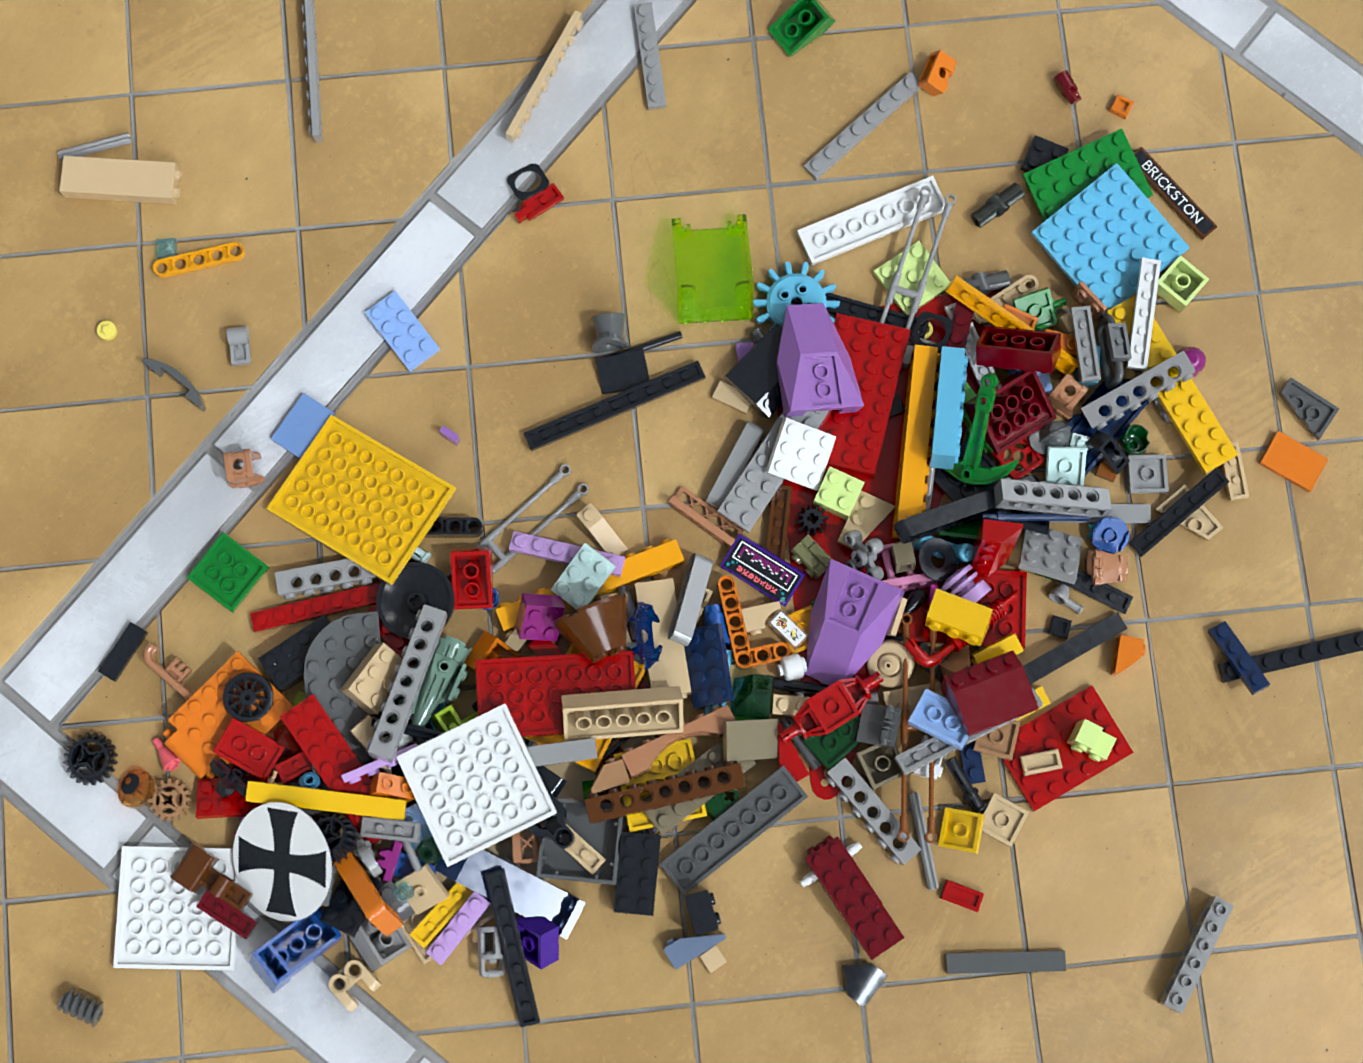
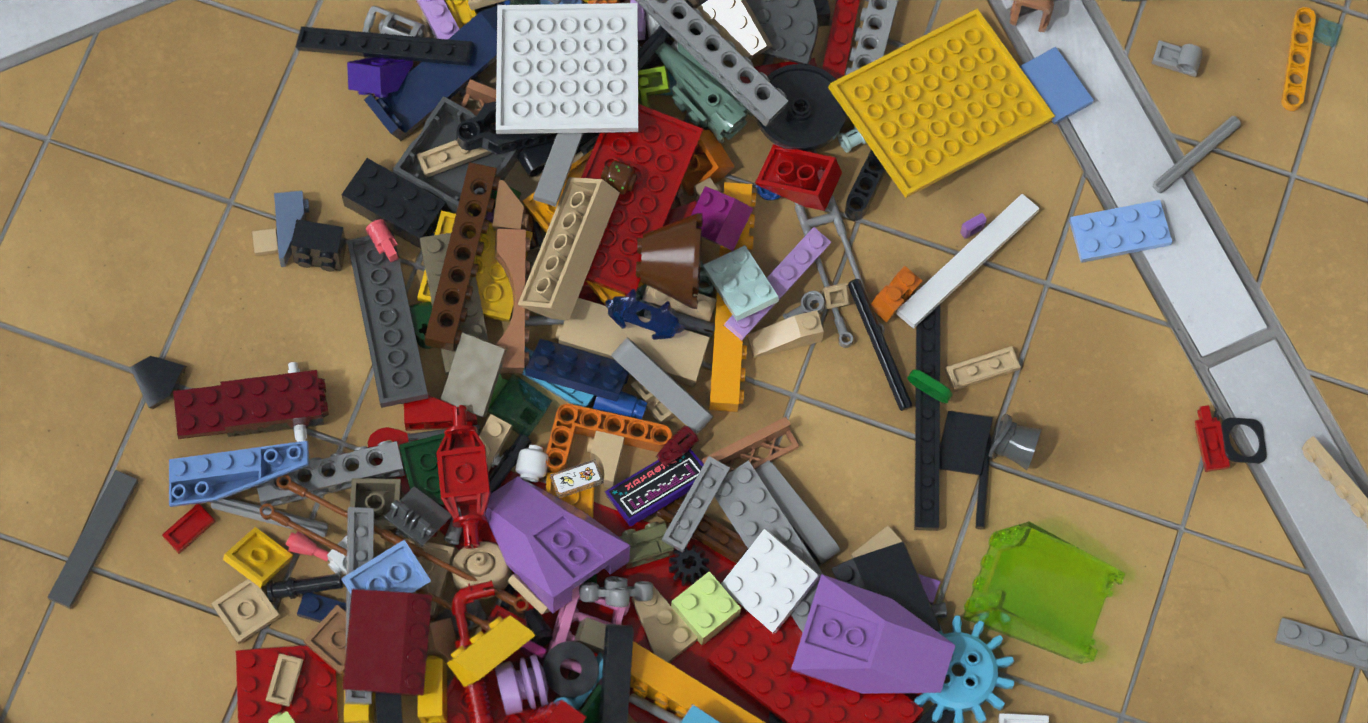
camera: 115 degrees right, 10 degrees down
(313, 301) = (1196, 154): none -> light grey axle
(480, 427) = (967, 261): none -> white tile
(543, 466) = (890, 299): none -> orange brick
(548, 702) = (620, 176): none -> reddish brown head
(554, 509) = (835, 295): none -> tan slope
(558, 383) = (982, 368): none -> tan tile
(573, 527) = (807, 303): none -> light grey bar
(577, 461) = (879, 344): none -> black axle
(596, 408) = (930, 386): none -> green tile
(673, 864) = (383, 239): none -> coral hinge
(729, 568) = (672, 449): none -> dark red hinge
(770, 531) = (695, 504): none -> light grey plate
(916, 881) = (226, 473): none -> medium blue wedge
(938, 809) = (301, 544): none -> coral cone

